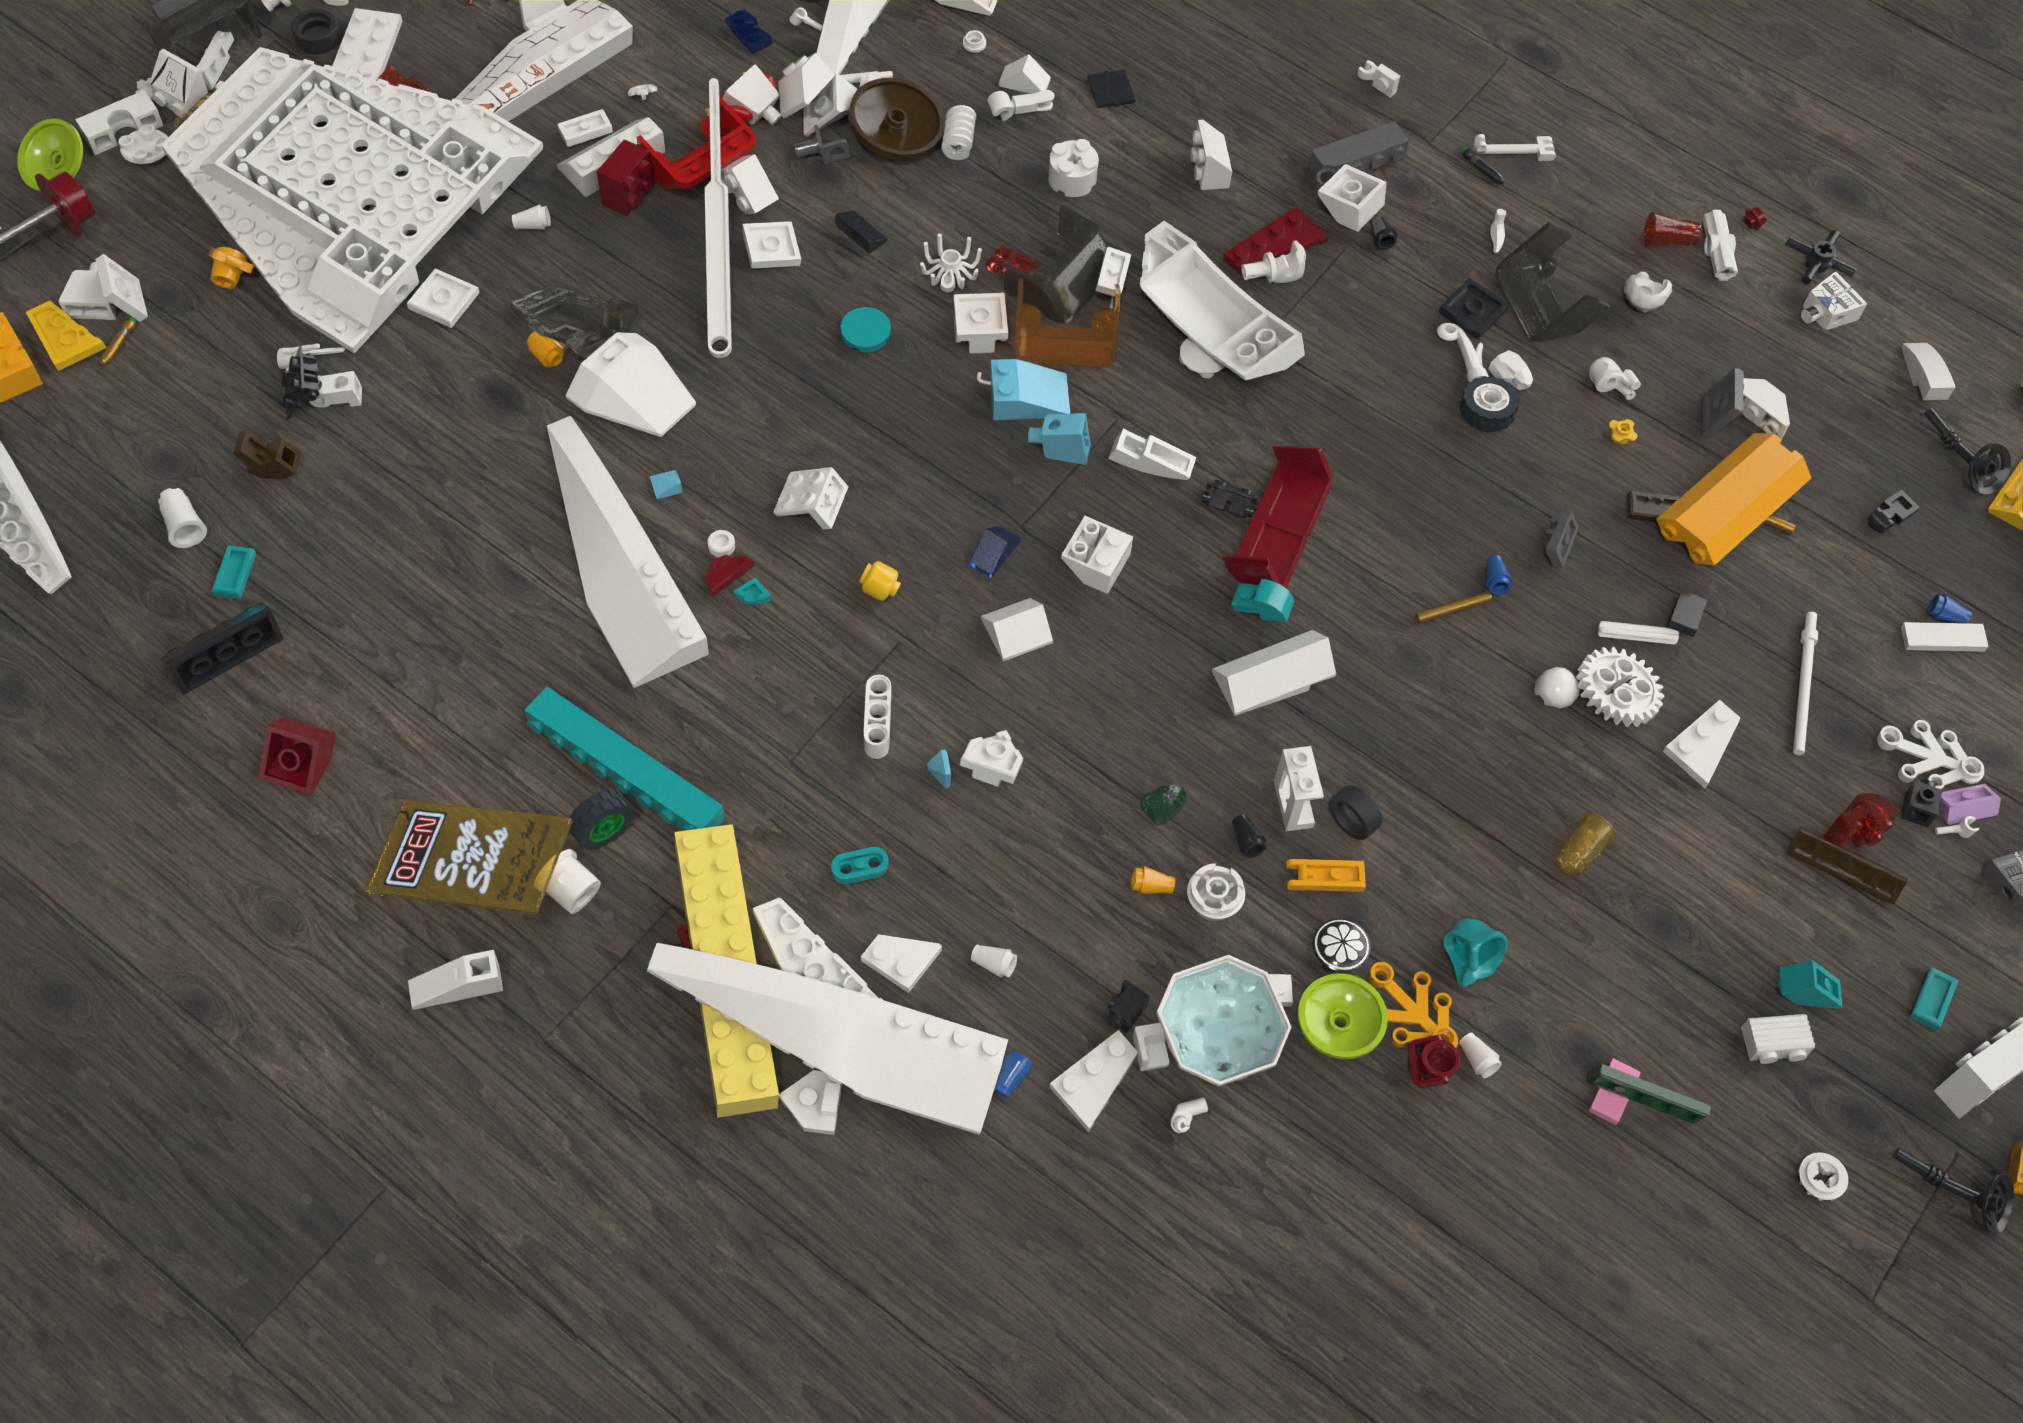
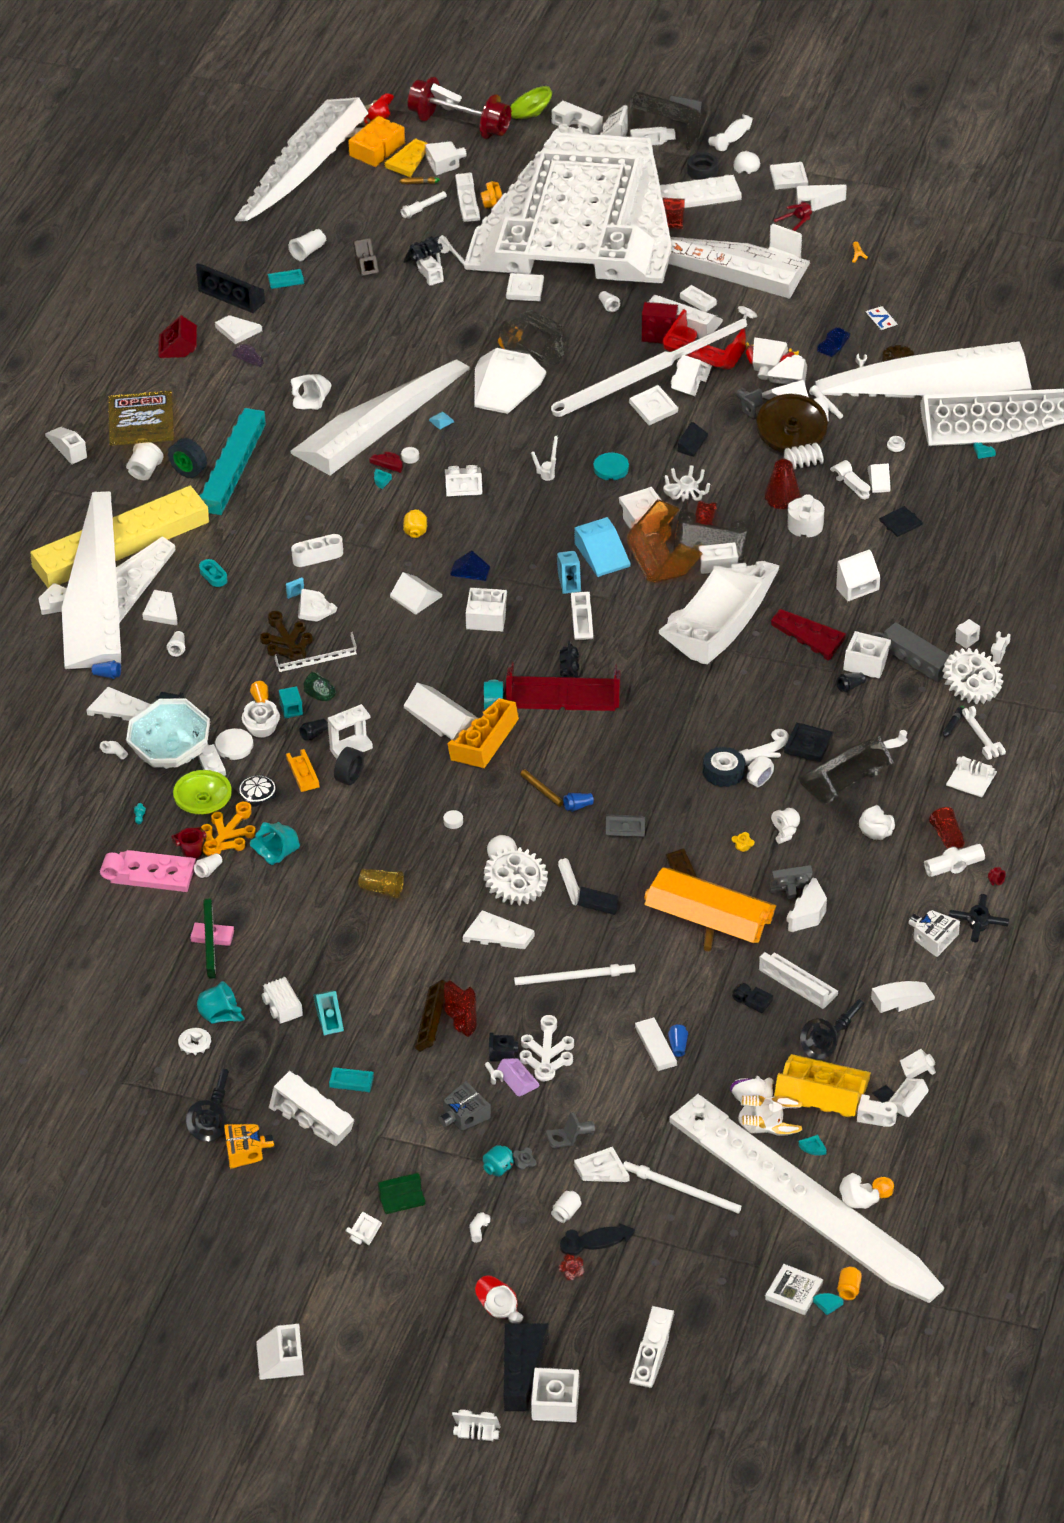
camera: 75 degrees right, 15 degrees down
(121, 288) = (449, 162): white plate -> none
(183, 374) = (408, 211): none -> white pin
(206, 301) = (467, 197): none -> white slope
(311, 670) = (237, 329): none -> white wing
(386, 673) = (248, 354): none -> clear purple plate
(530, 615) = (315, 391): none -> white piece
(842, 395) = (547, 469): none -> white plant
(1010, 169) = (782, 485): none -> clear red cone
(1043, 812) = (295, 652): none -> dark brown plant
(1089, 732) = (316, 657): none -> white piece
(1183, 847) = (290, 702): none -> teal brick
(1237, 940) = (234, 744): none -> white tile
(1278, 270) = (779, 637): white piece -> none
(1333, 1117) = (139, 811): none -> teal piece
(1346, 97) = (967, 633): none -> white plate
(1354, 639) = (485, 735): none -> light orange wedge
(1426, 117) = (968, 664): none -> white gear
(1455, 1181) = (117, 870): none -> bright pink hinge
(1480, 725) = (453, 819): none -> white tile
(1584, 182) = (971, 777): none -> white hinge
(1777, 1122) = (219, 1004): none -> teal piece
(1874, 463) = (797, 979): none -> white fence

